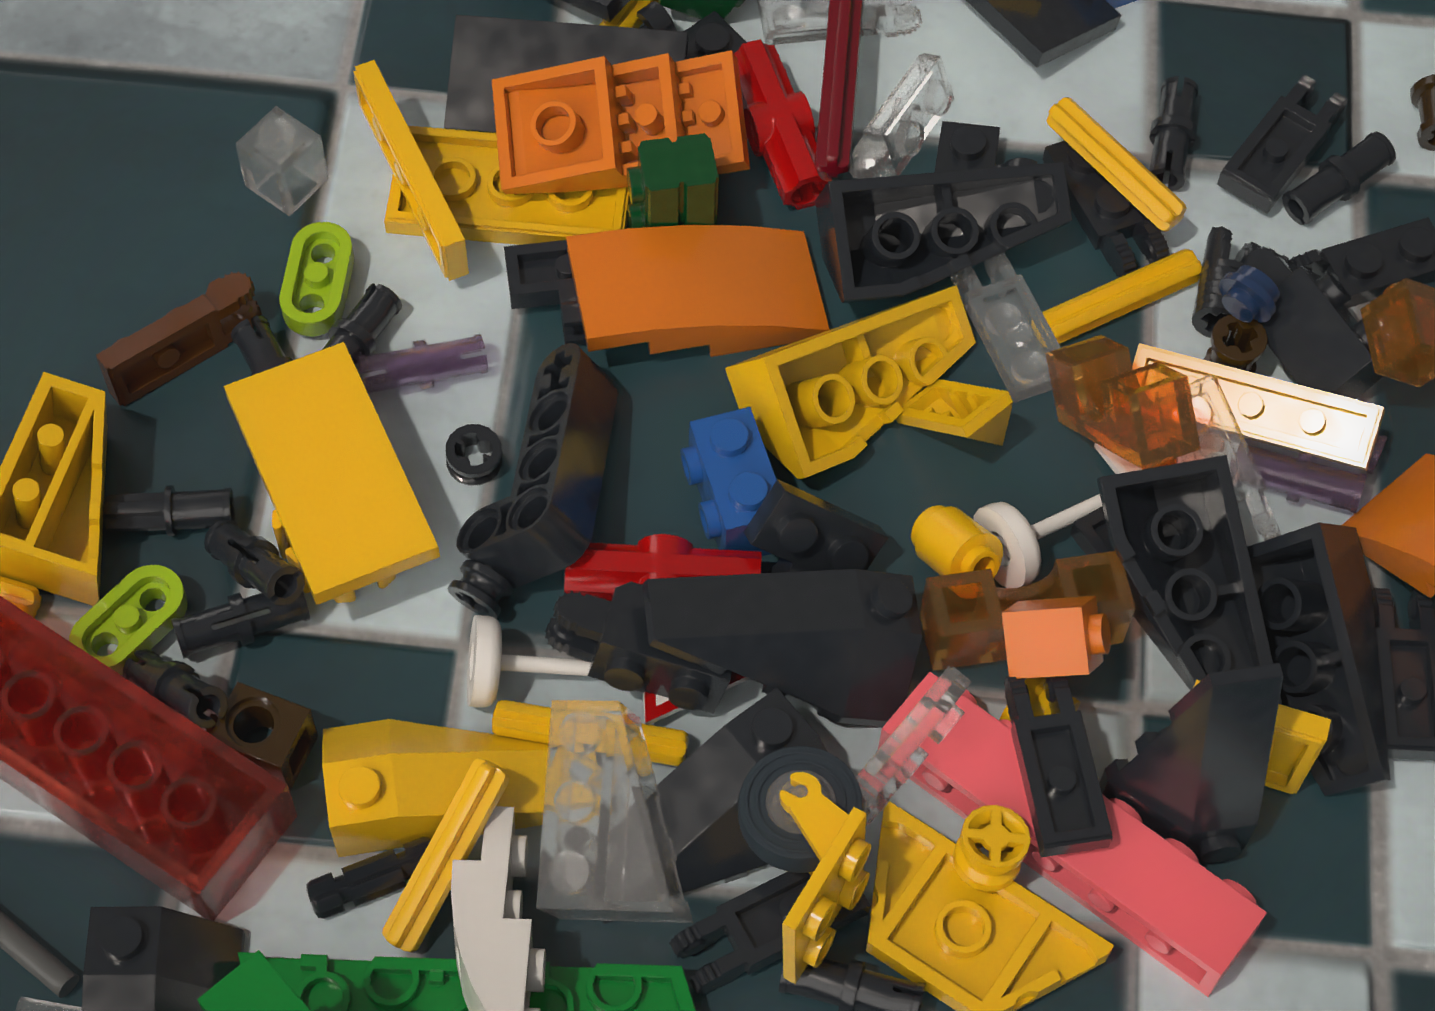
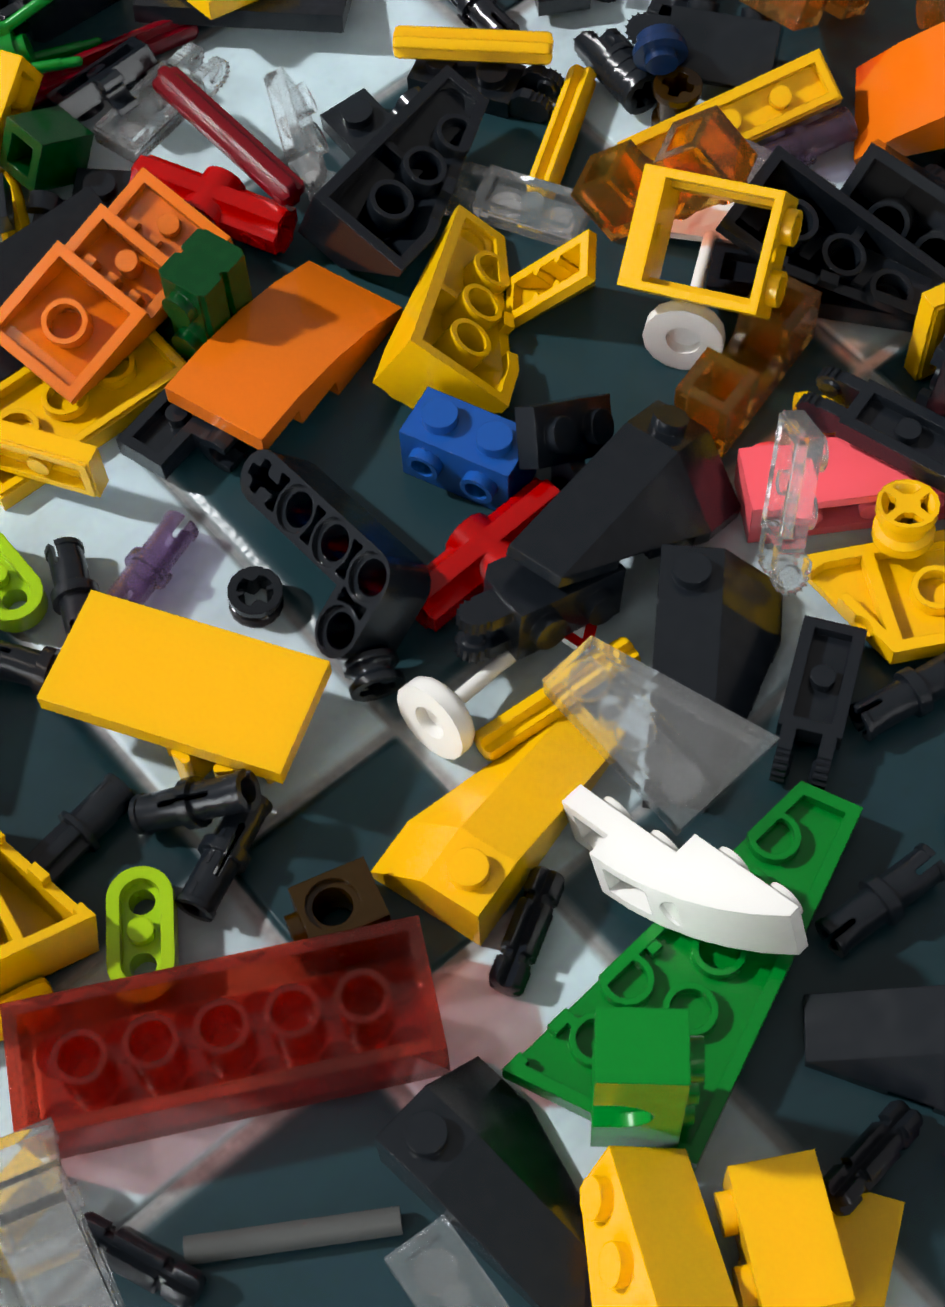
camera: 40 degrees left, 0 degrees up
(177, 687) = (246, 933): black pin -> none
(451, 841) = (571, 861): yellow axle -> none
(804, 816) = (787, 599): plate -> none
(954, 542) = (653, 362): yellow brick -> none
(1031, 440) = (653, 225): none -> yellow window
(1055, 637) = (802, 348): orange brick -> none

